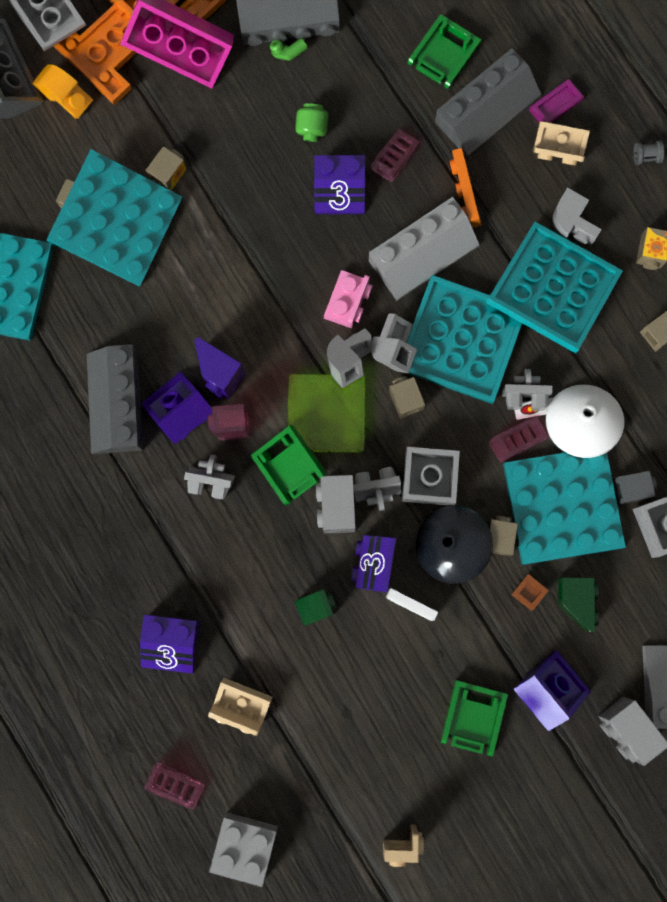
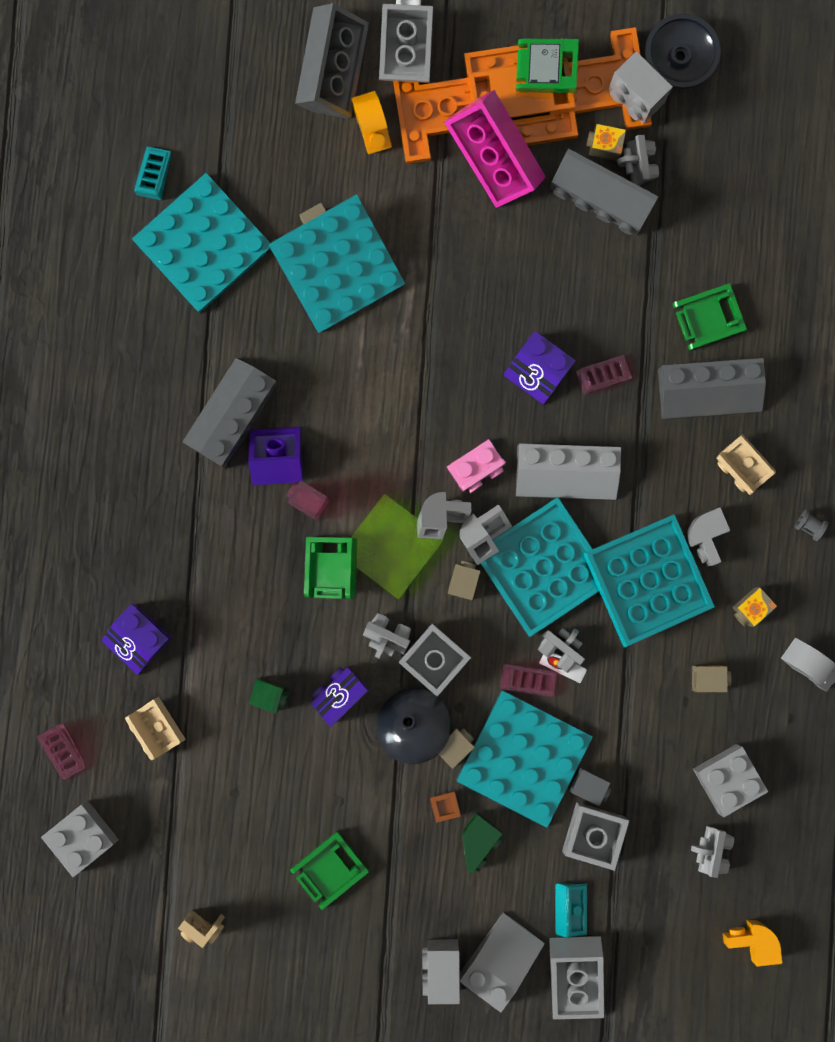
camera: 30 degrees right, 5 degrees up
(166, 168) = (409, 251): dark tan brick -> none
(209, 475) = (263, 529): light grey hips -> none
(218, 370) = (328, 451): dark purple slope -> none
(286, 52) = (579, 222): bright green arm -> none
(311, 122) = (555, 298): bright green head -> none
(337, 504) = (343, 628): light grey brick -> none
(411, 605) = (345, 748): white tile -> none
(464, 187) = (638, 445): orange plate -> none
(552, 691) = (405, 895): dark purple slope -> none
(557, 102) = (769, 427): magenta tile -> none
(581, 434) = (576, 711): white dish -> none

